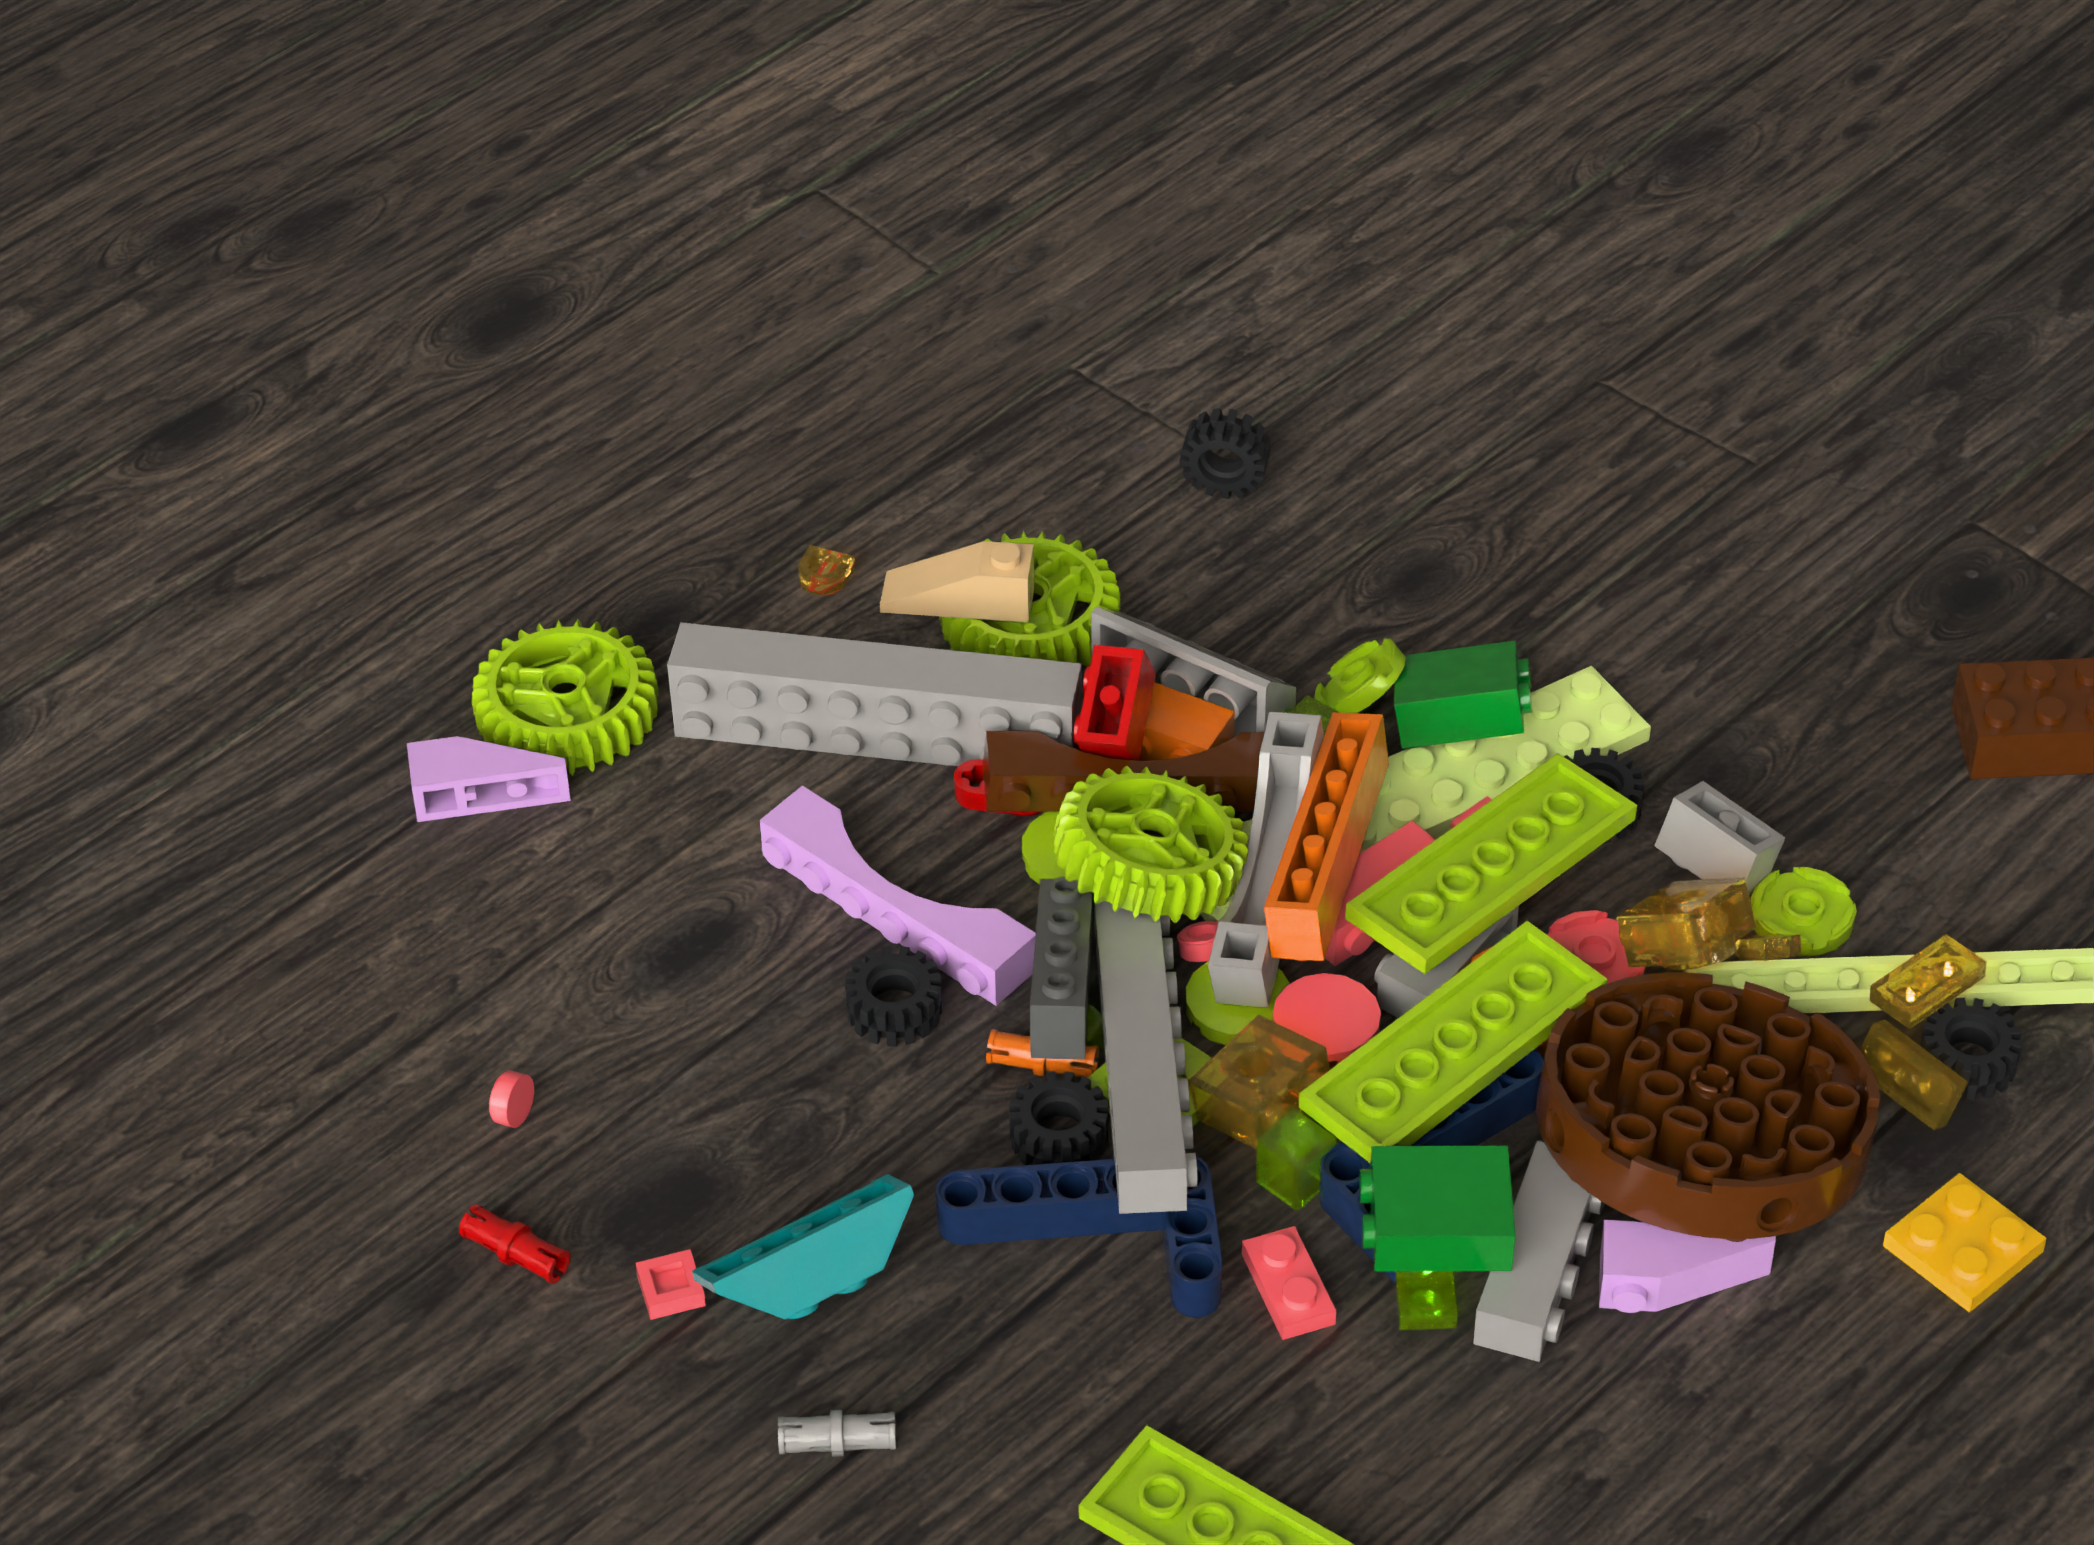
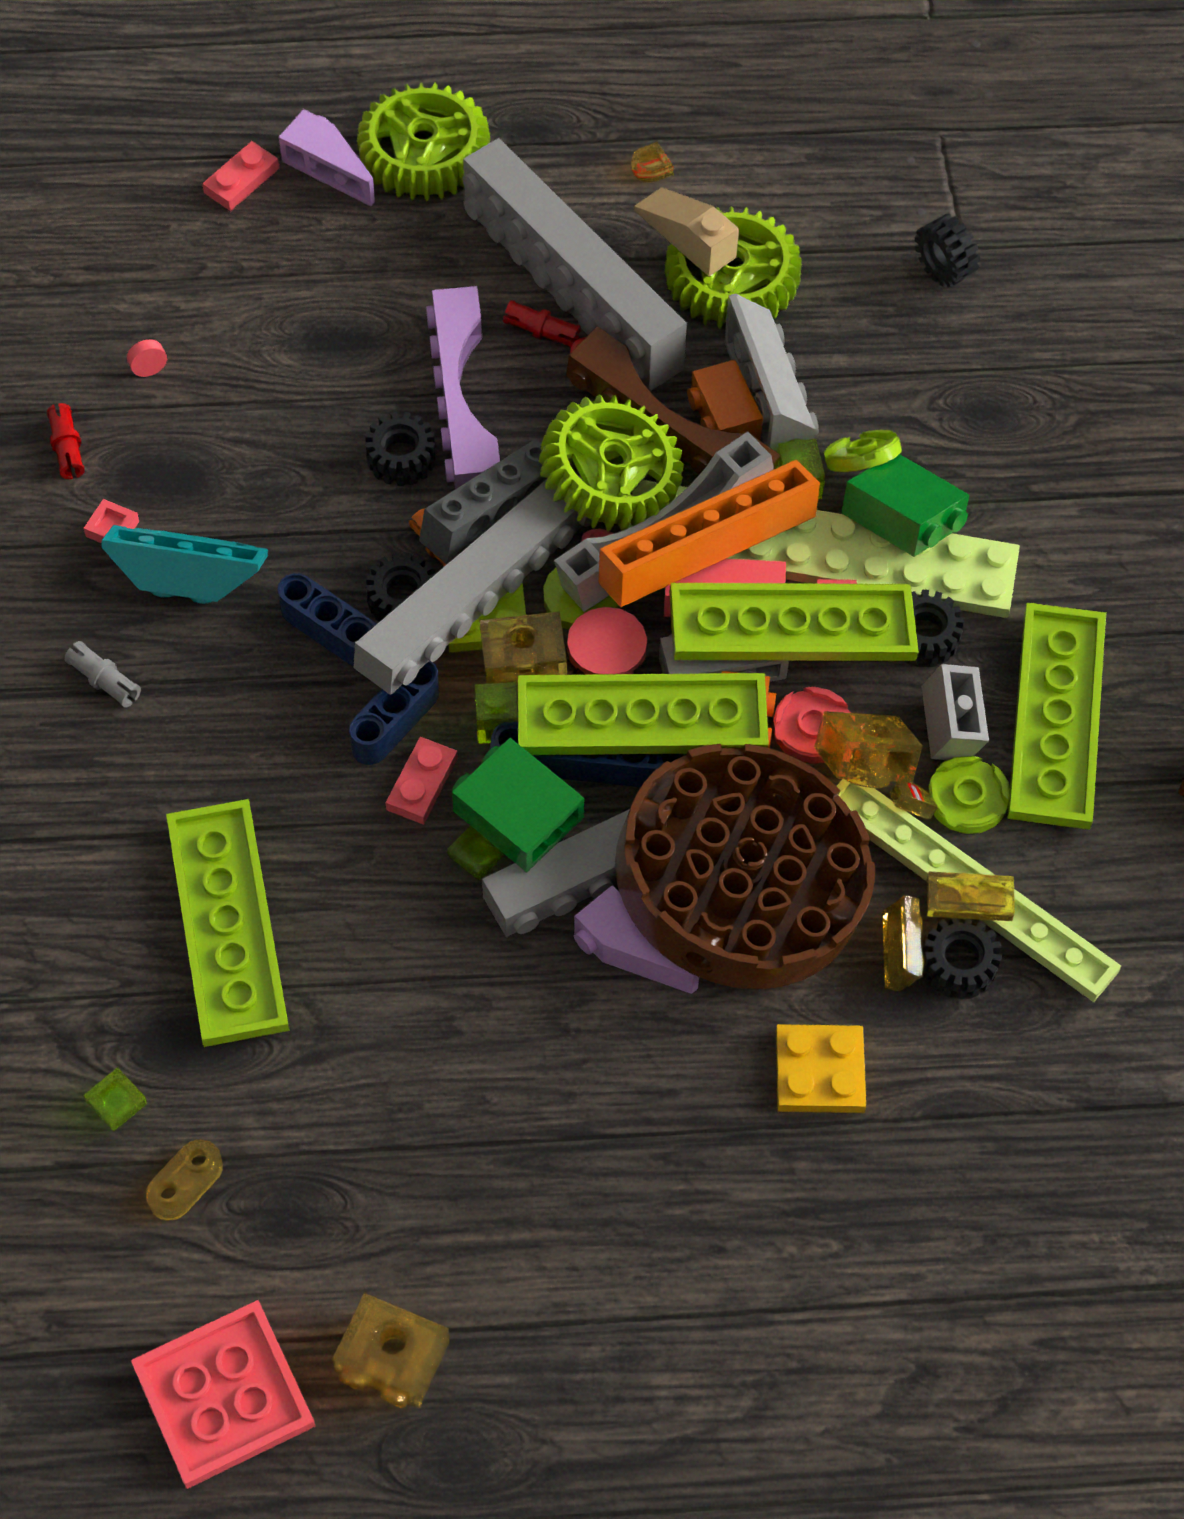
camera: 40 degrees right, 15 degrees up
(393, 862) = (241, 175): none -> coral plate
(897, 784) = (541, 323): none -> red pin
(1115, 703) = (682, 363): red brick -> none
(1801, 785) = (1057, 716): none -> lime plate

